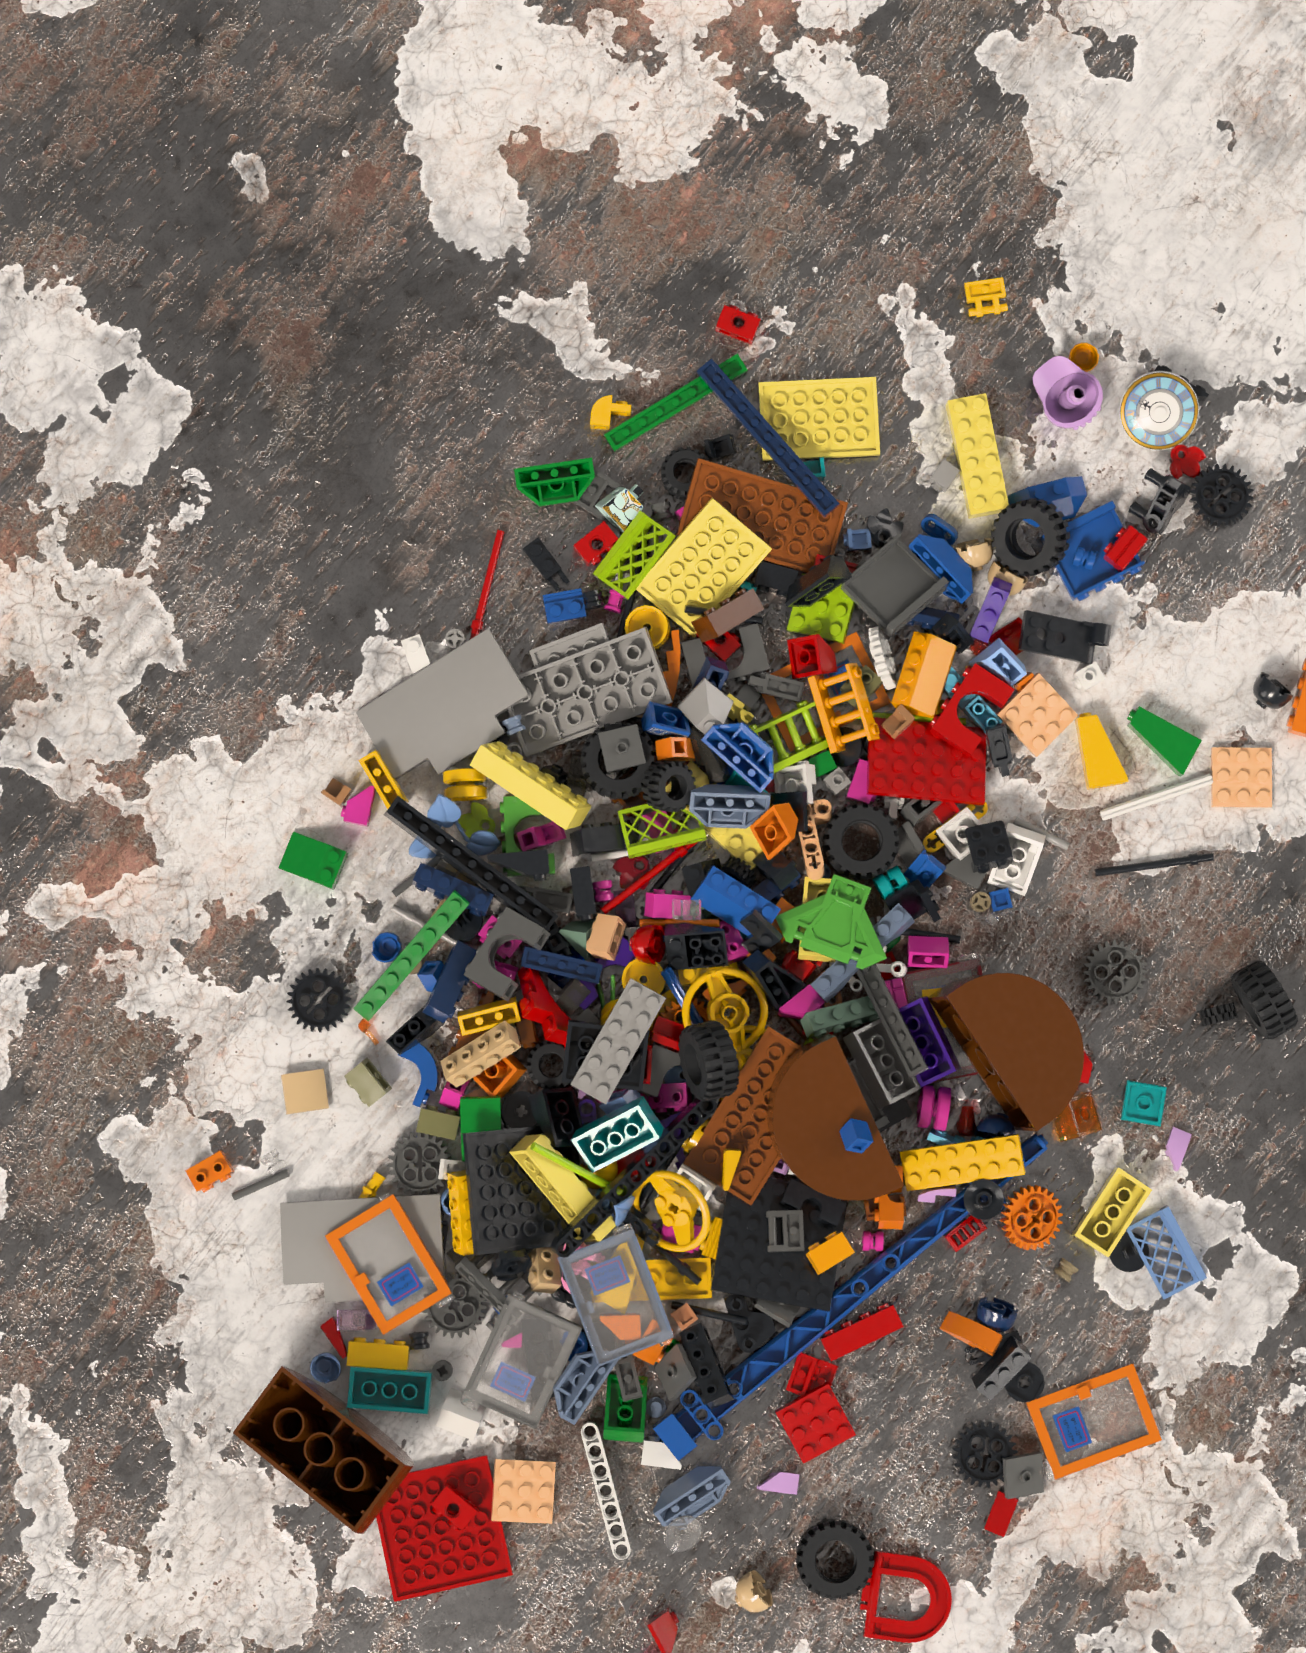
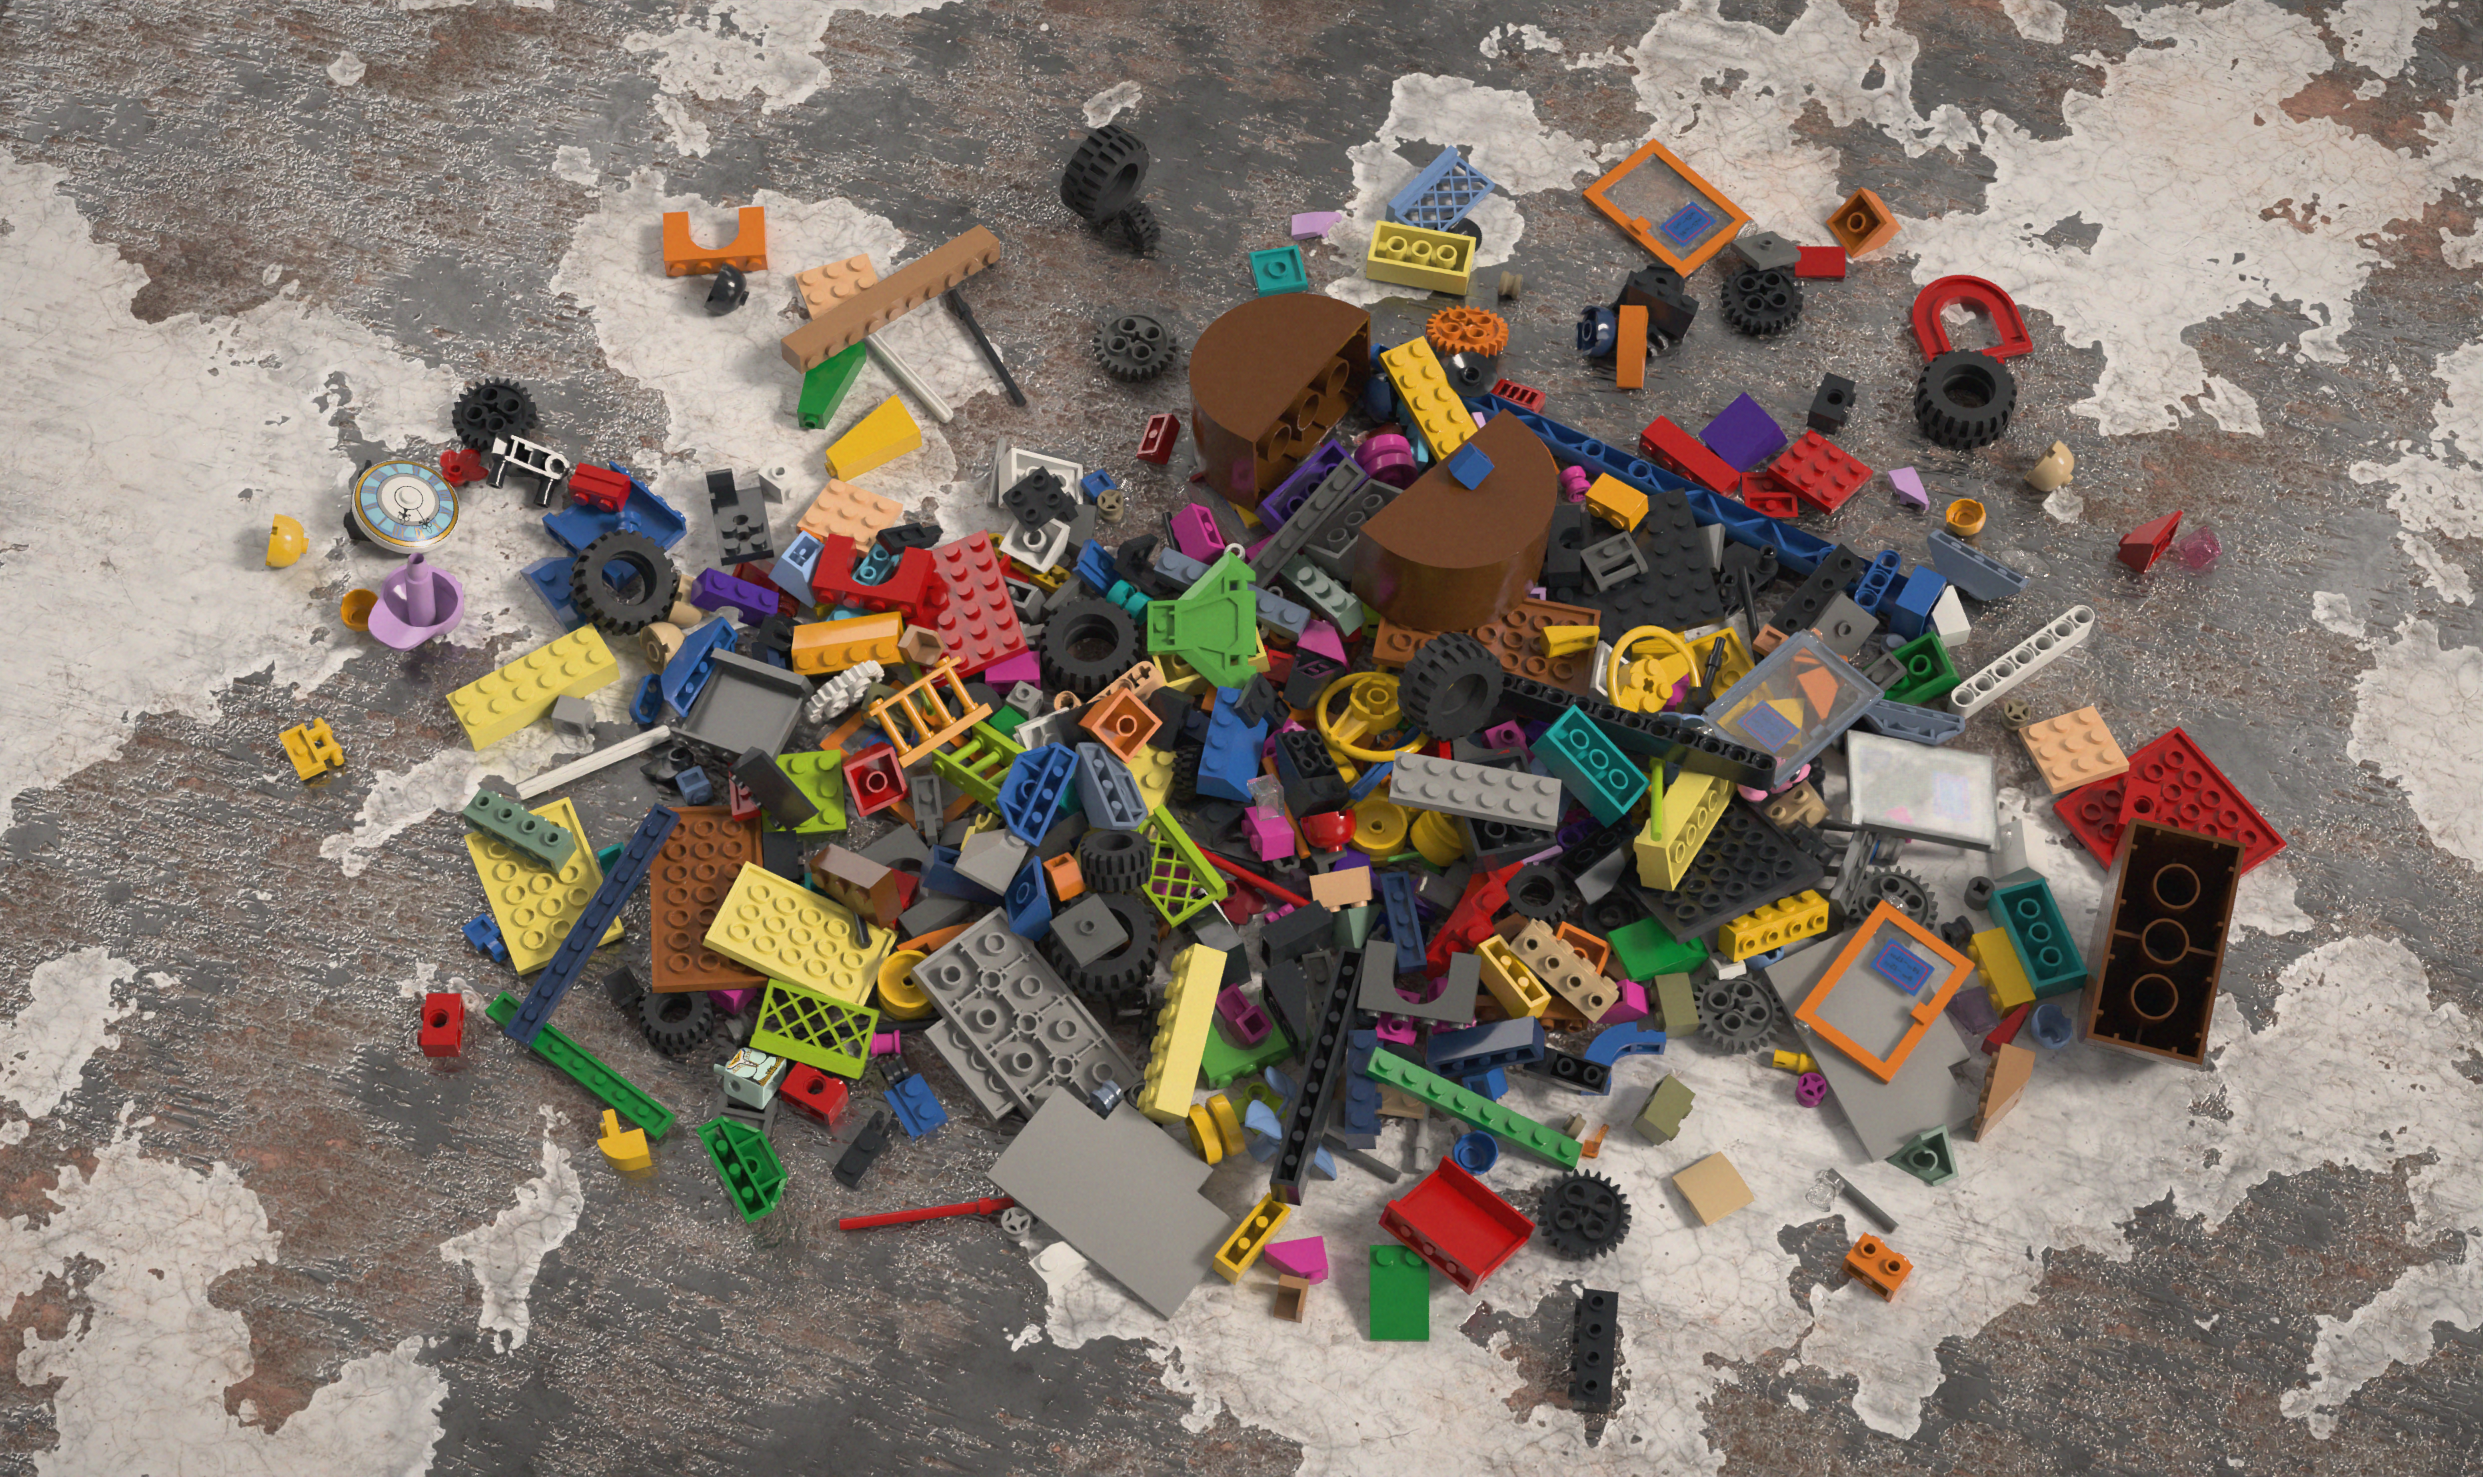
camera: 110 degrees left, 25 degrees down
(226, 966) = (1594, 1351): none -> black brick
(268, 1241) = (1928, 1157): none -> sand green slope
(292, 1312) = (2003, 1087): none -> medium nougat slope
(338, 912) = (1457, 1225): none -> red panel
(343, 1187) = (1813, 1083): none -> magenta wheel
(382, 1020) = (1573, 1126): none -> dark tan plate
(567, 1469) = (2015, 708): none -> dark tan wheel
(737, 1510) = (1965, 517): none -> light orange hair
(796, 368) = (484, 934): none -> blue plate
(860, 412) = (519, 830): none -> sand green brick
(866, 1380) = (1743, 434): none -> dark purple slope
(881, 1467) = (1823, 413): none -> black brick
(904, 480) = (593, 762): none -> white axle
(1022, 1564) = (1863, 223): none -> orange slope
(1027, 959) = (1159, 438): none -> red slope
(1160, 322) = (285, 542): none -> yellow cylinder
(1214, 807) = (890, 299): none -> medium nougat brick

